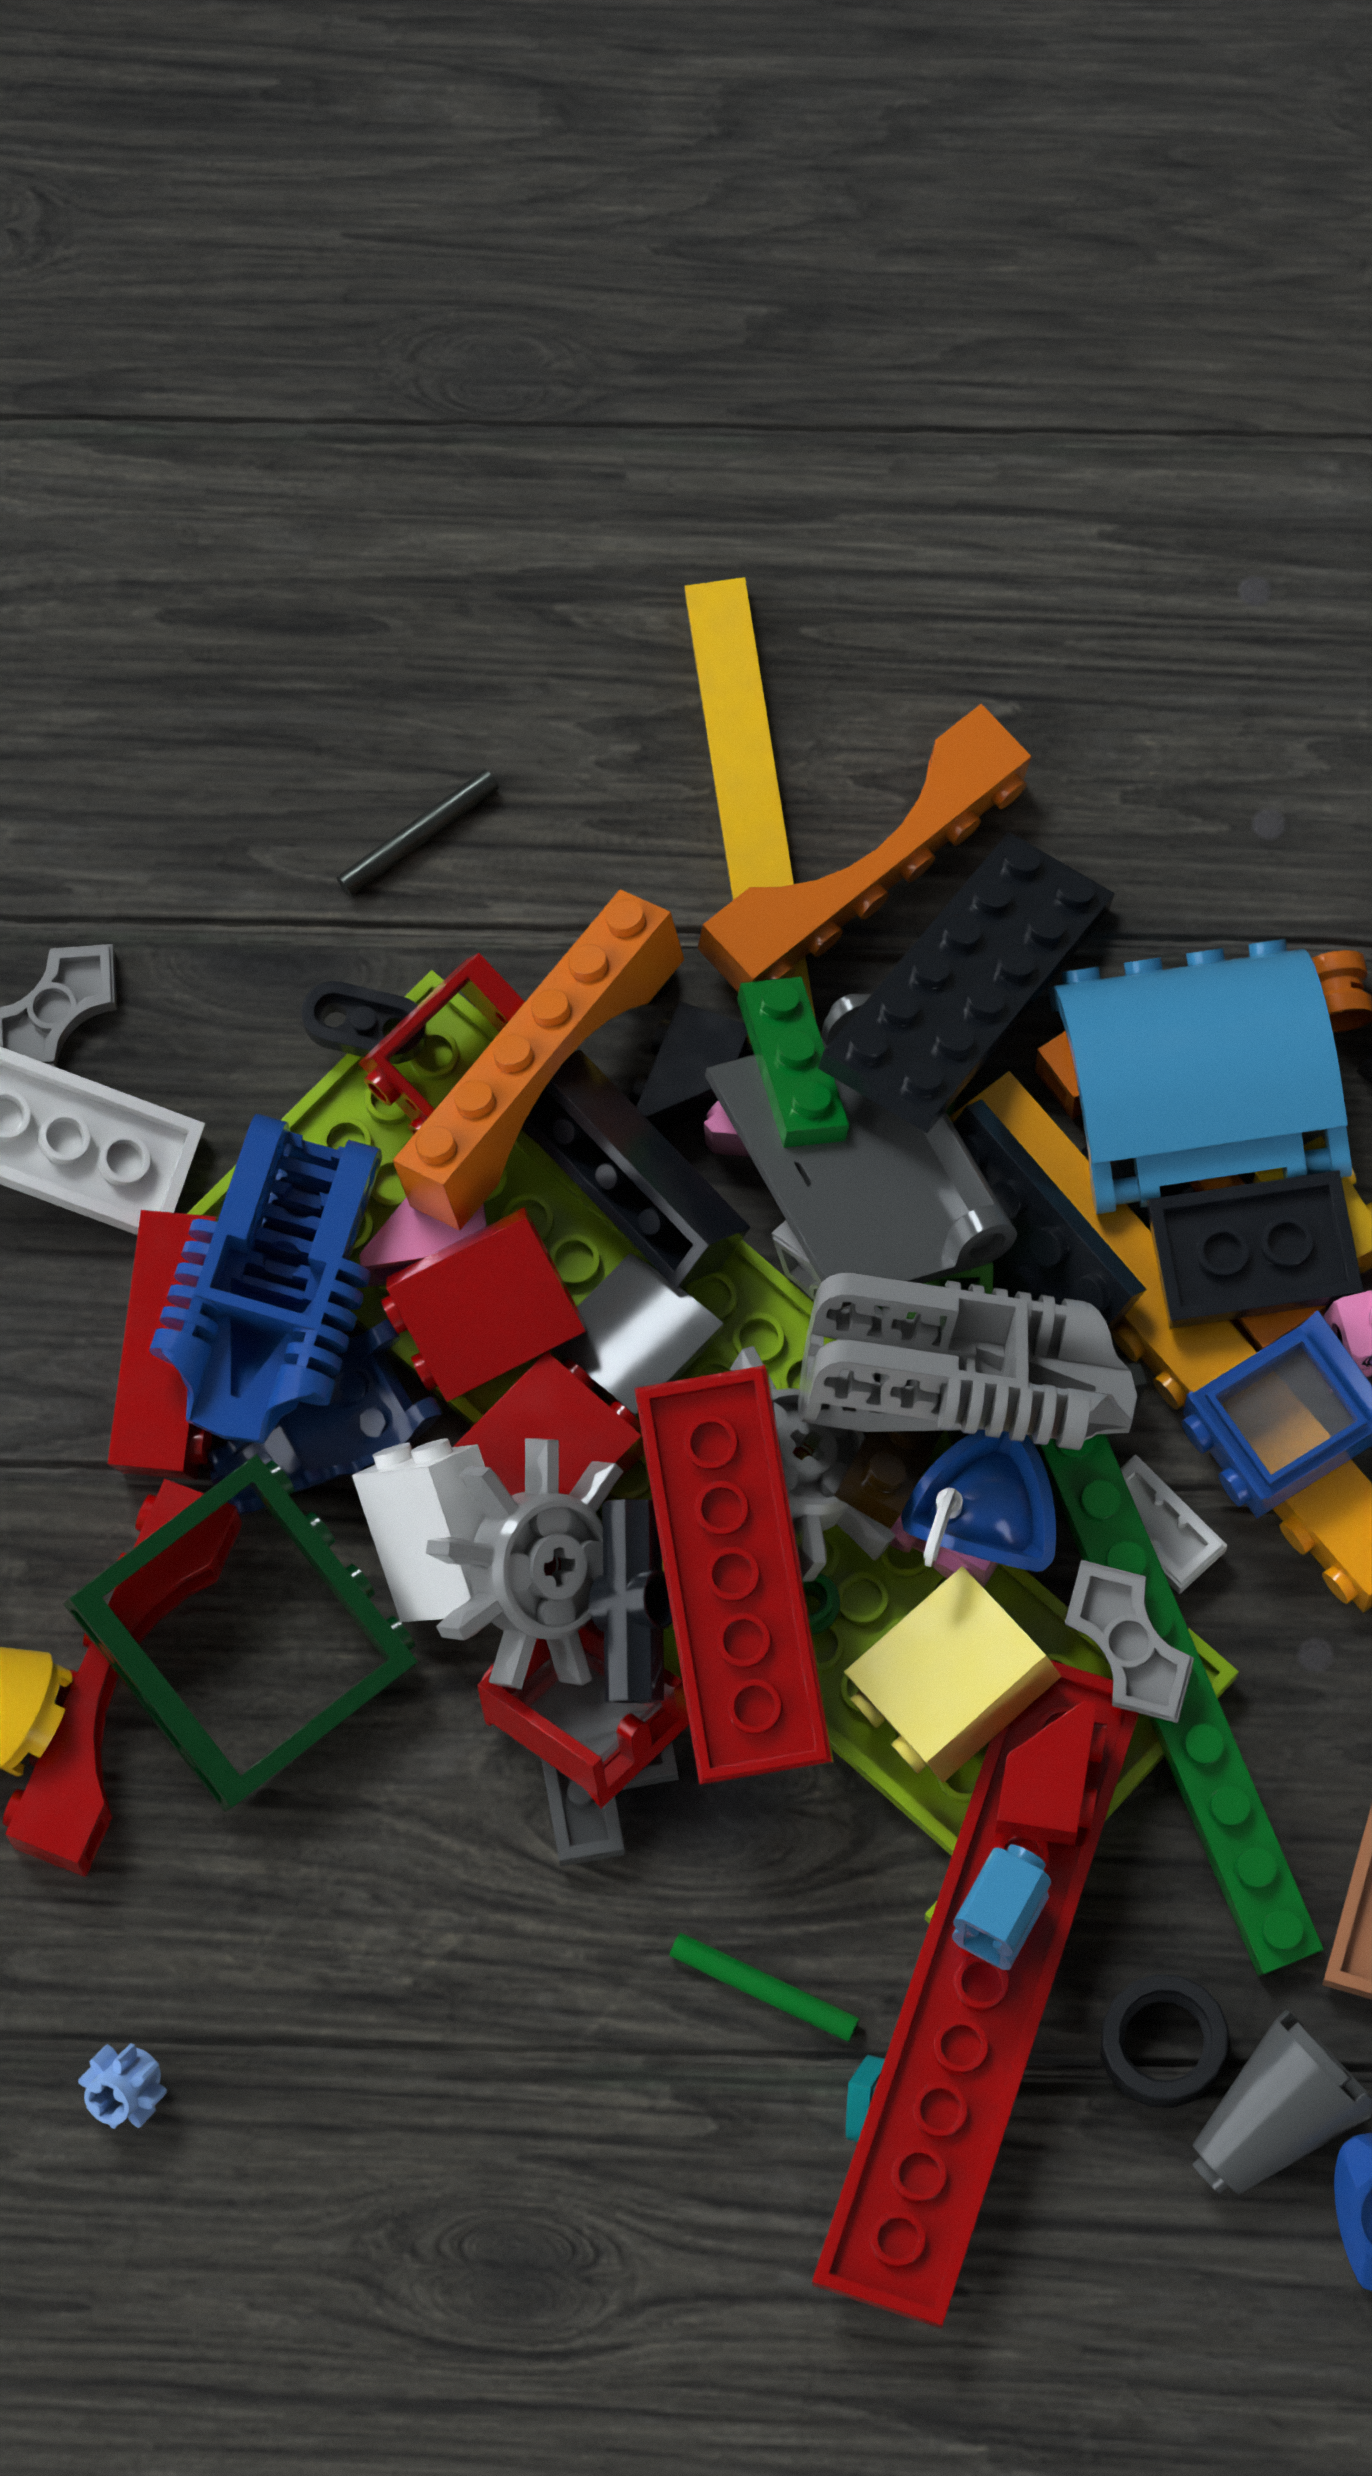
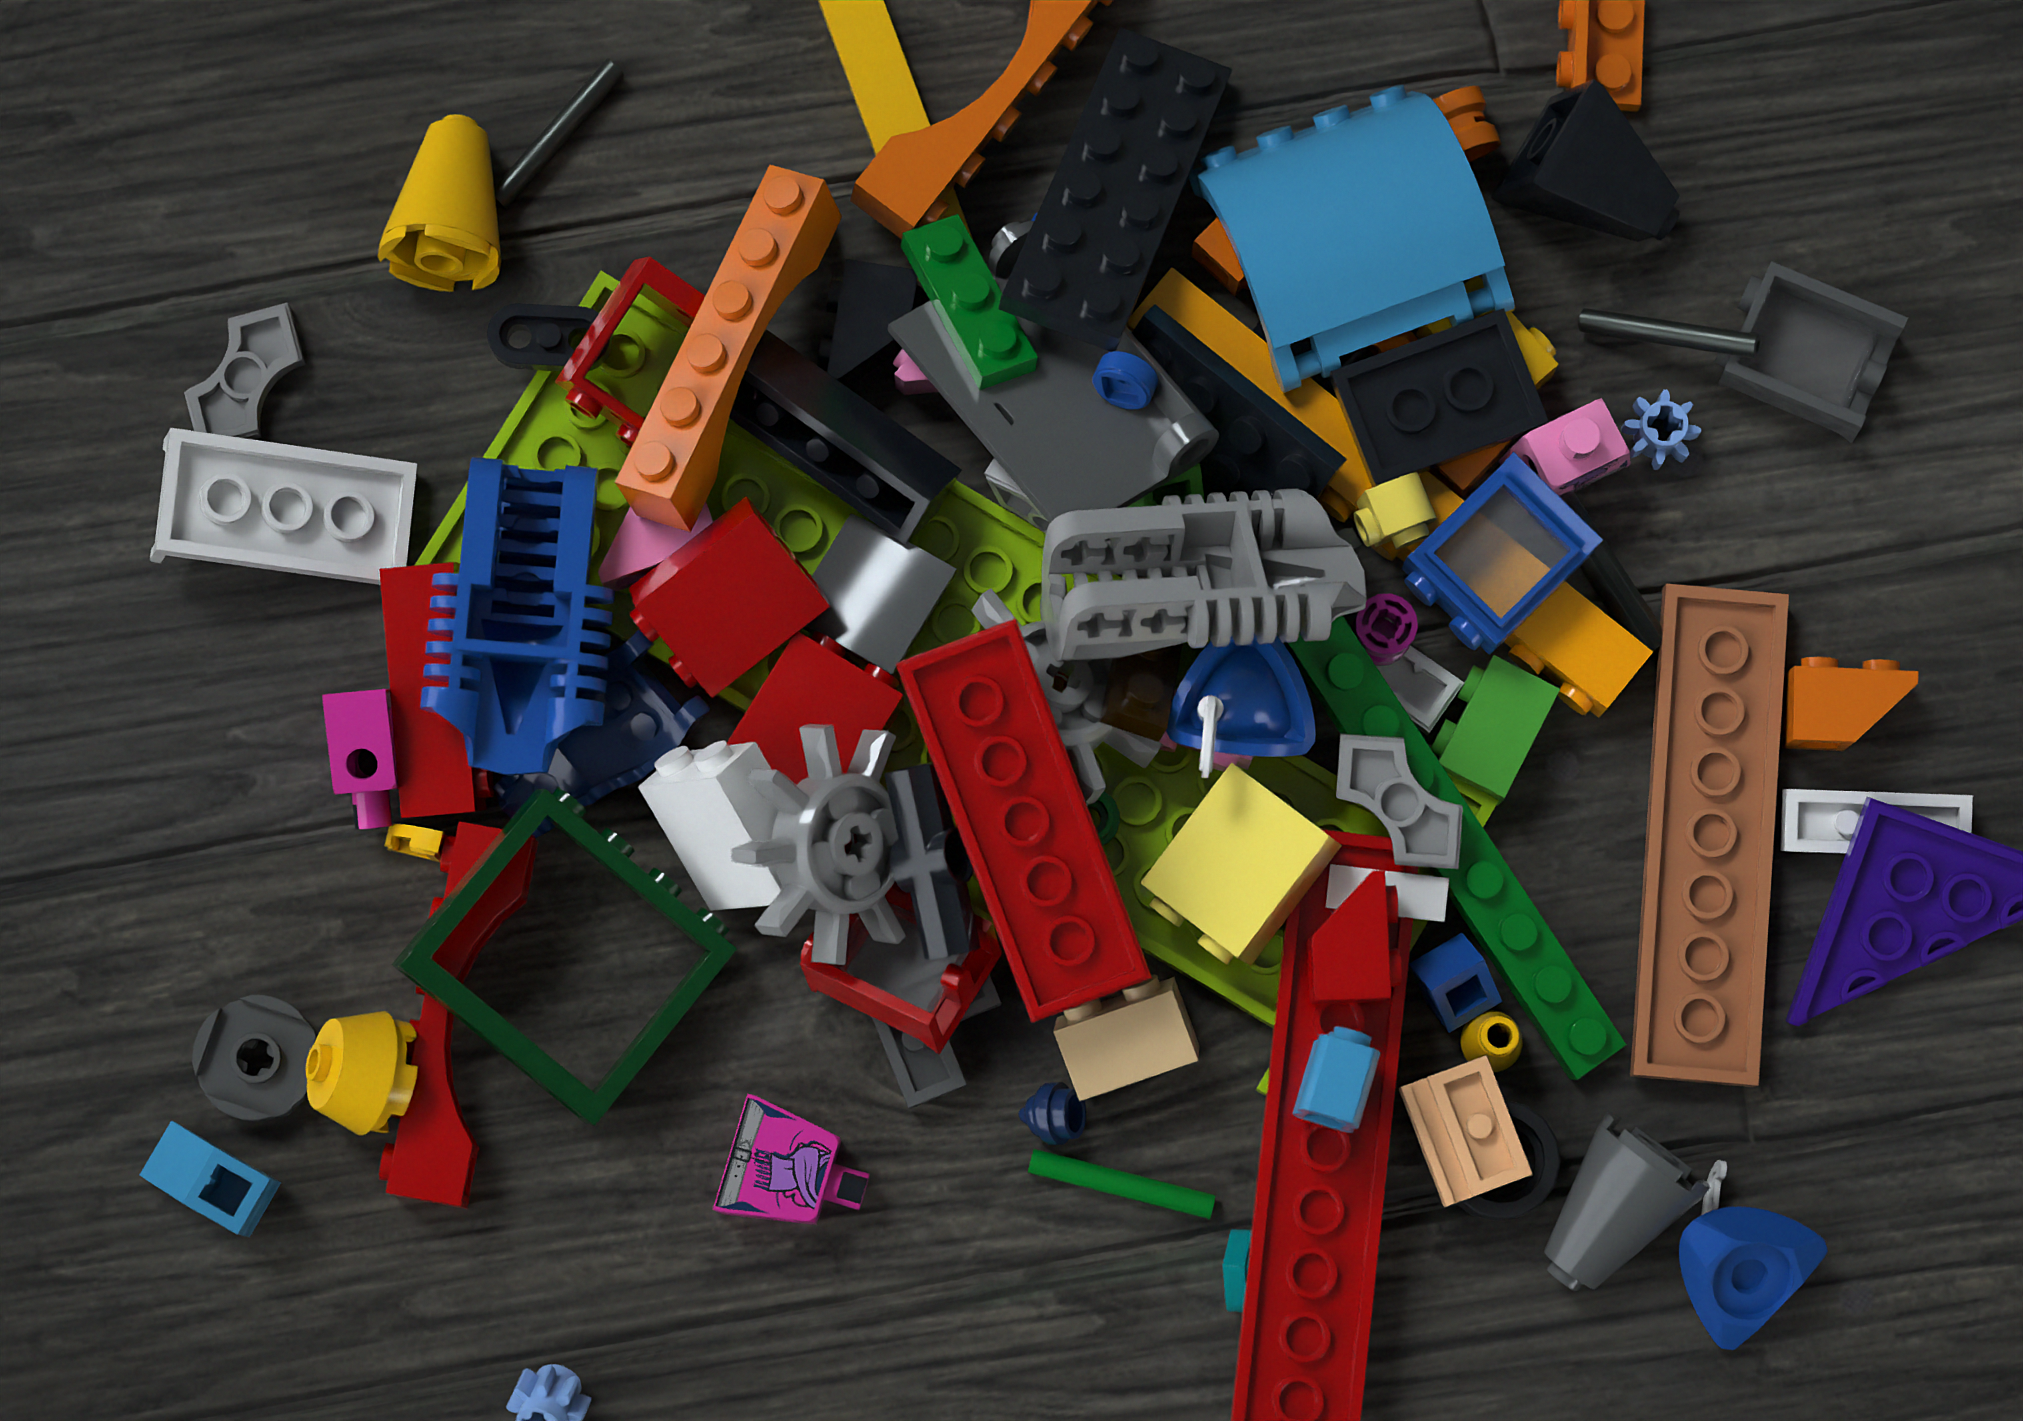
camera: 20 degrees left, 10 degrees up
(81, 1366) = (354, 724): none -> dark pink torso
(117, 1494) = (415, 841): none -> yellow tile
(288, 885) = (446, 211): none -> yellow cone
(417, 1897) = (784, 1168): none -> torso
(710, 1899) = (1054, 1113): none -> dark blue plate
(799, 1831) = (1126, 1037): none -> tan brick
(932, 1163) = (1125, 380): none -> blue tile
(1125, 1742) = (1417, 894): none -> white sticker
(1131, 1995) = (1465, 1131): none -> light nougat plate
(1151, 1484) = (1380, 638): none -> magenta wheel
(1155, 1847) = (1455, 982): none -> blue plate
(1180, 1931) = (1476, 1044): none -> yellow cone
(1185, 1352) = (1395, 513): none -> light yellow plate
(1250, 1596) = (1495, 727): none -> bright green brick

